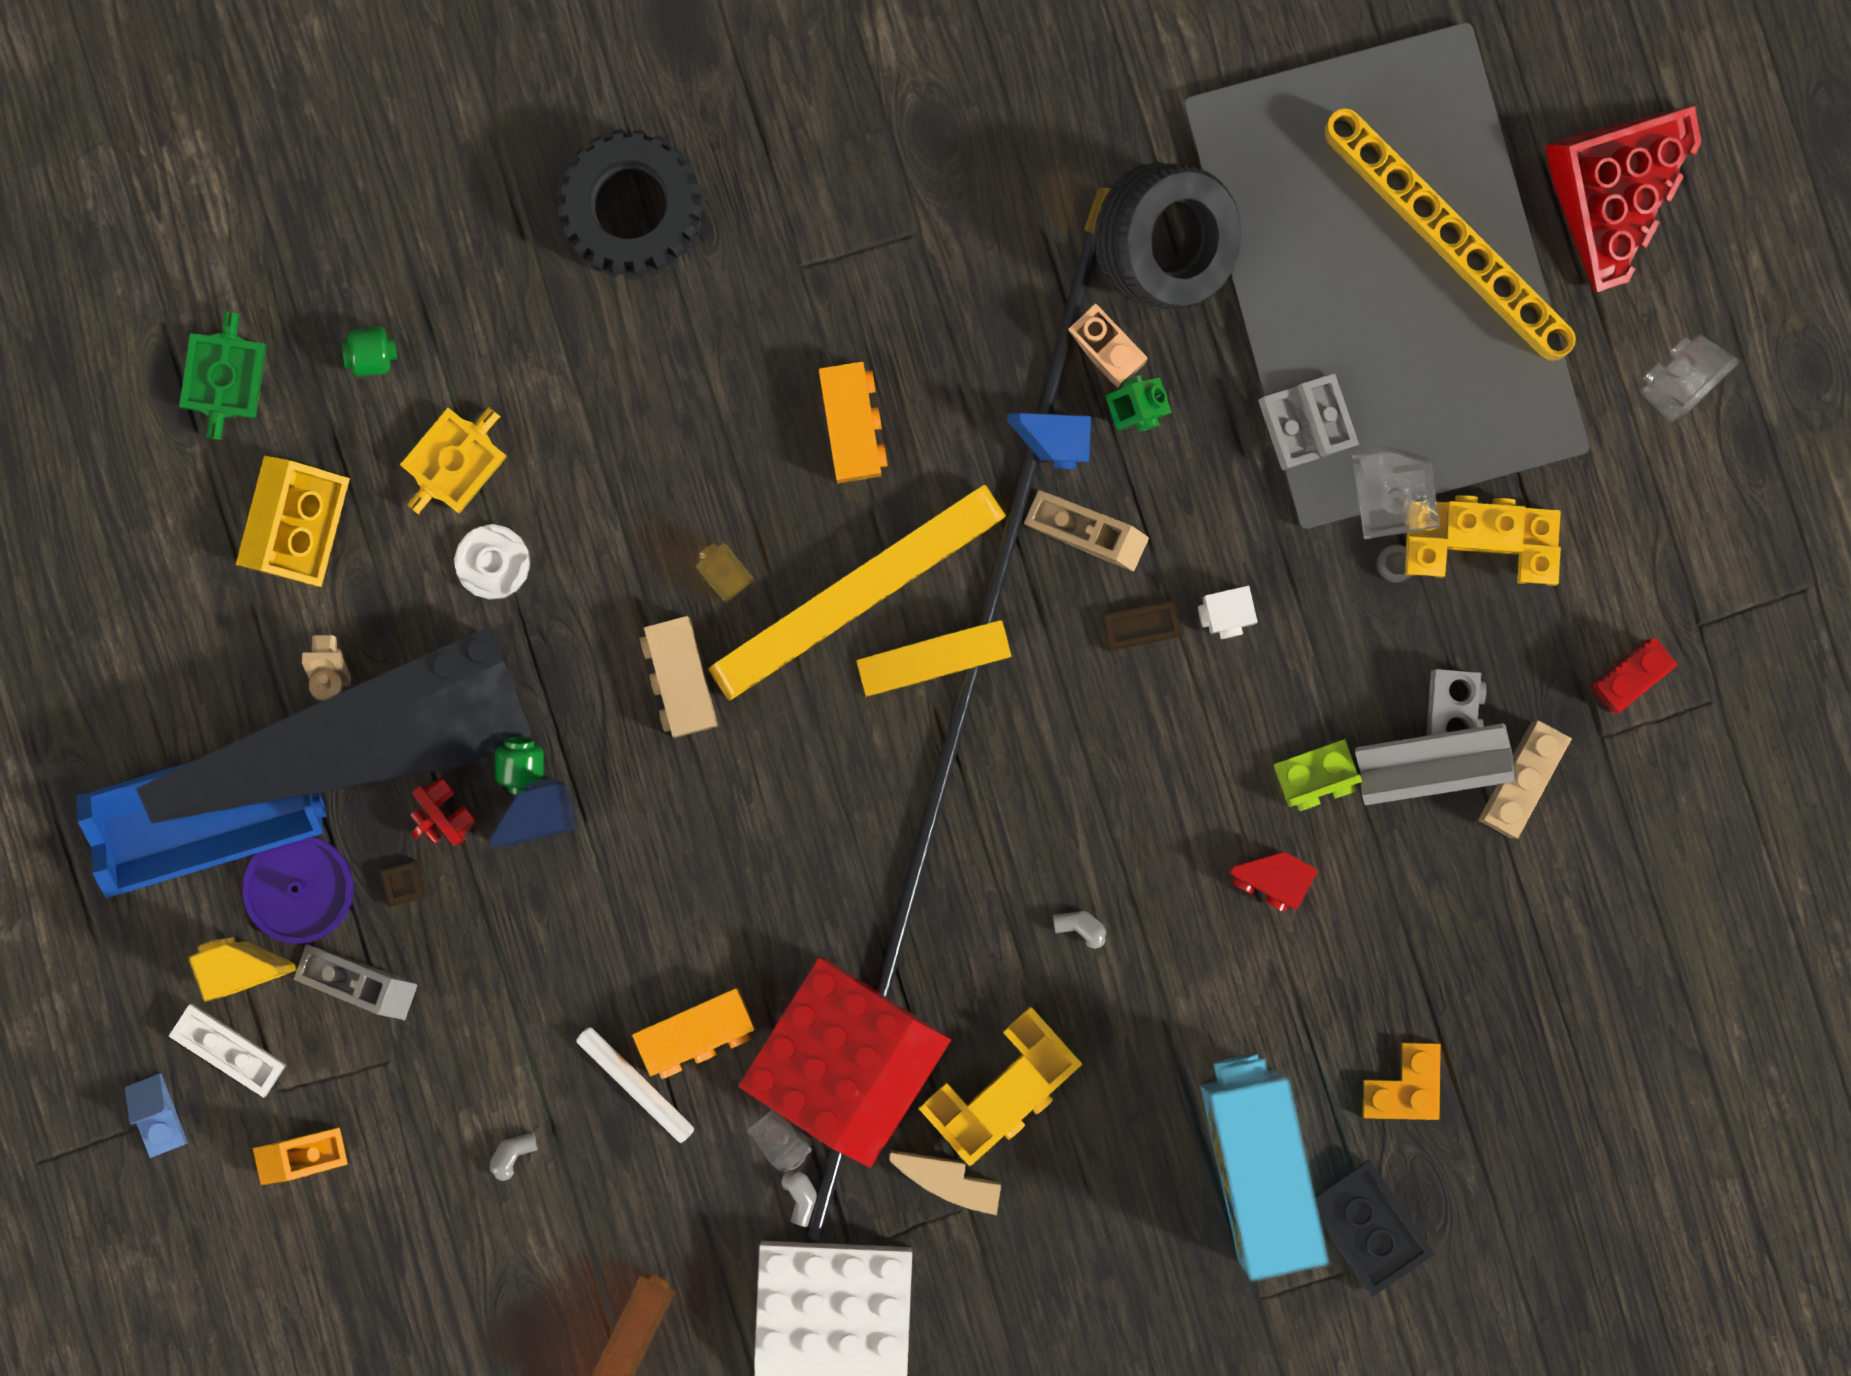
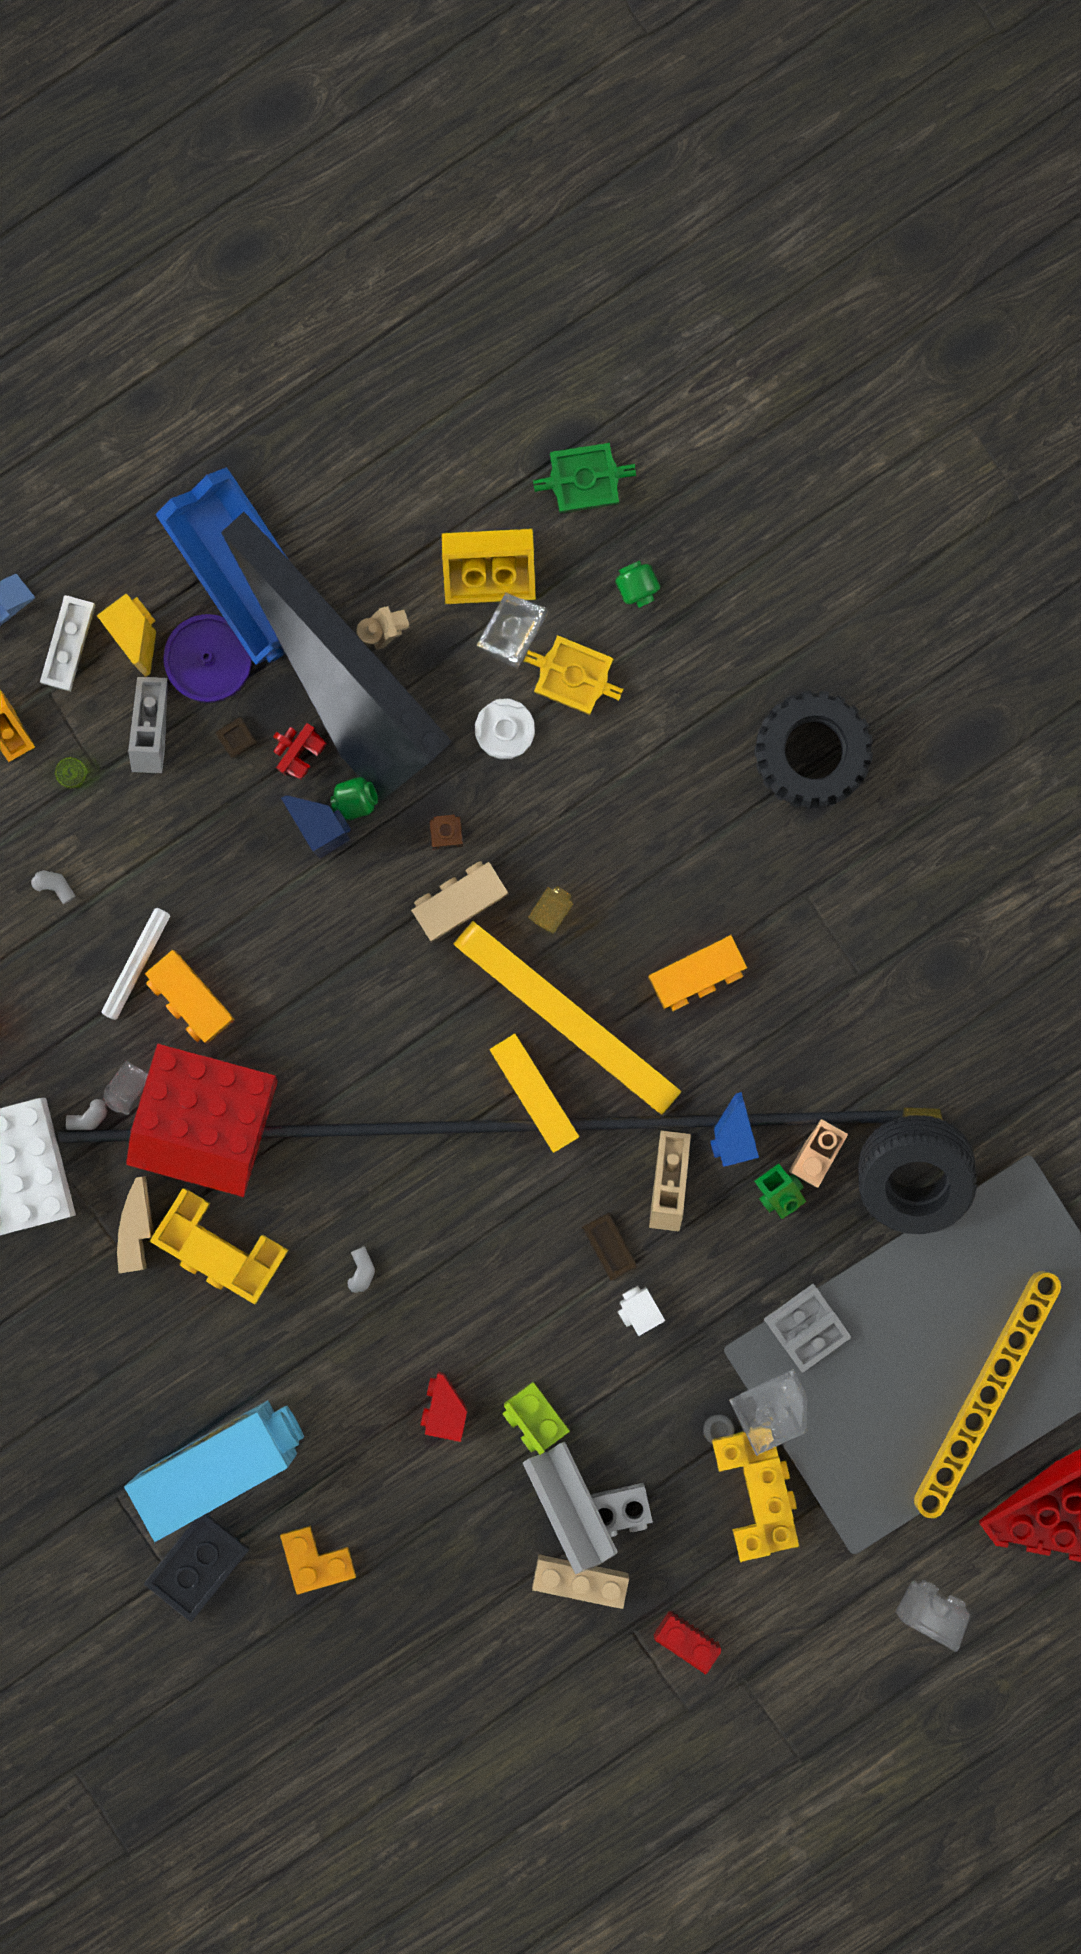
camera: 70 degrees right, 0 degrees up
(377, 515) = (512, 630): none -> clear slope
(383, 1093) = (70, 772): none -> clear neon green tile
(592, 667) = (446, 831): none -> reddish brown window

